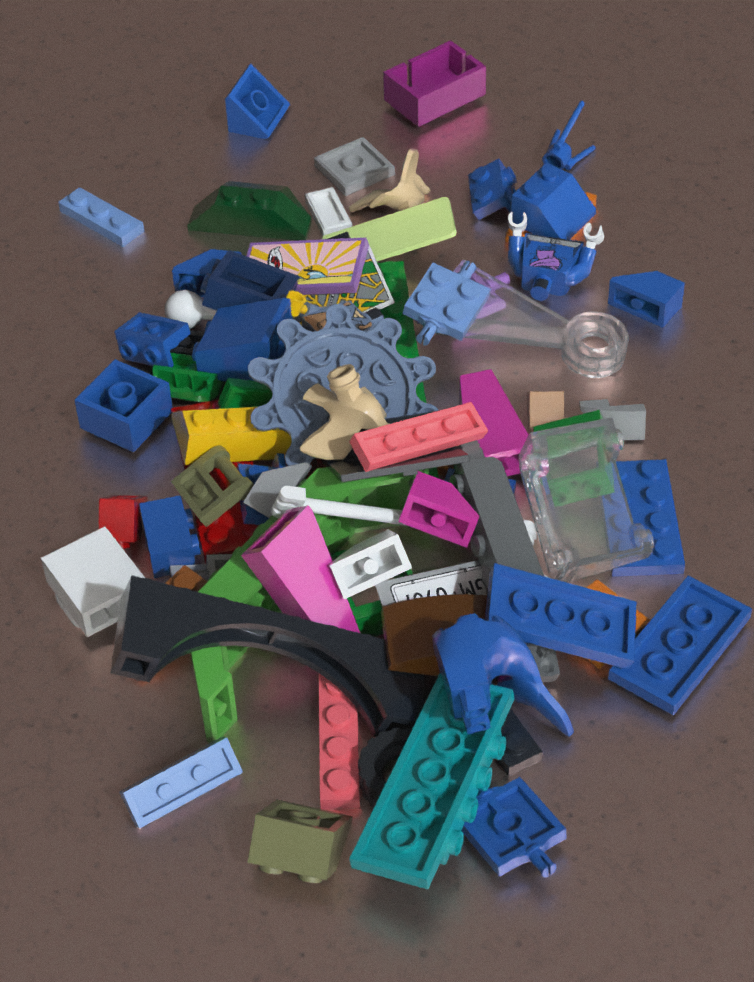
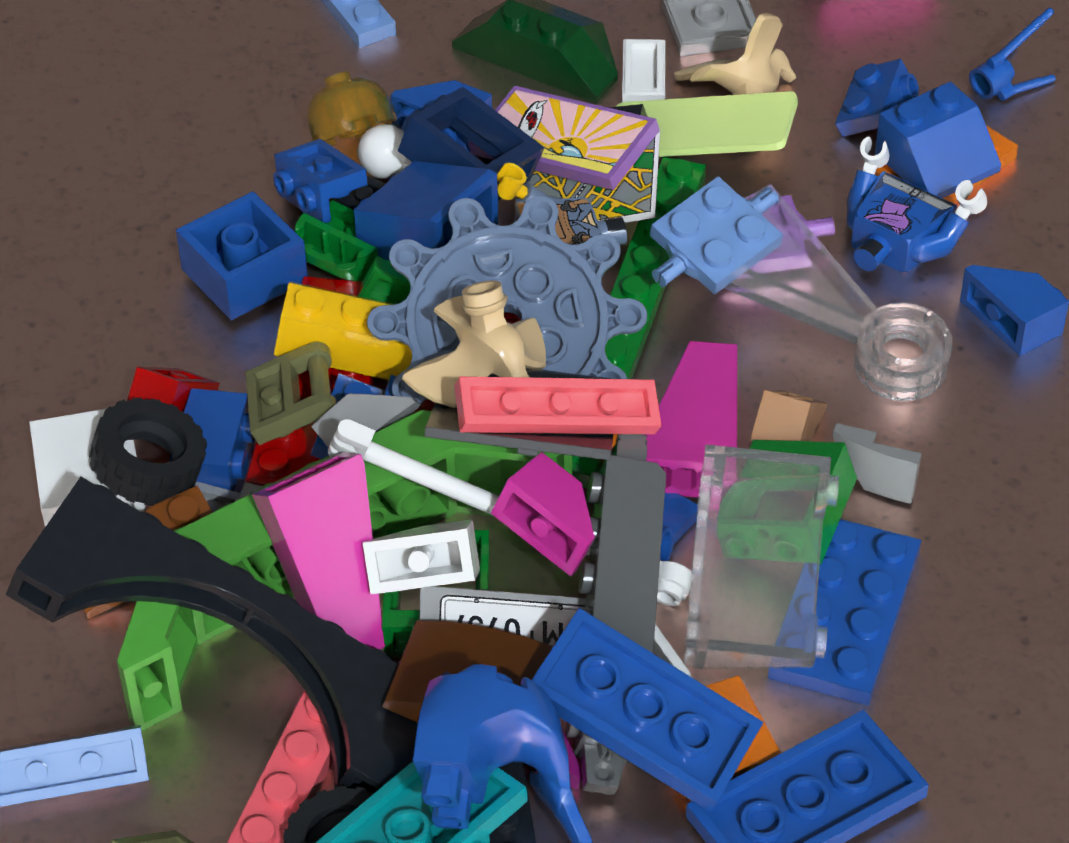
camera: 20 degrees right, 0 degrees up
(143, 533) = (155, 423): none -> black tyre
(148, 287) = (348, 108): none -> clear yellow cylinder

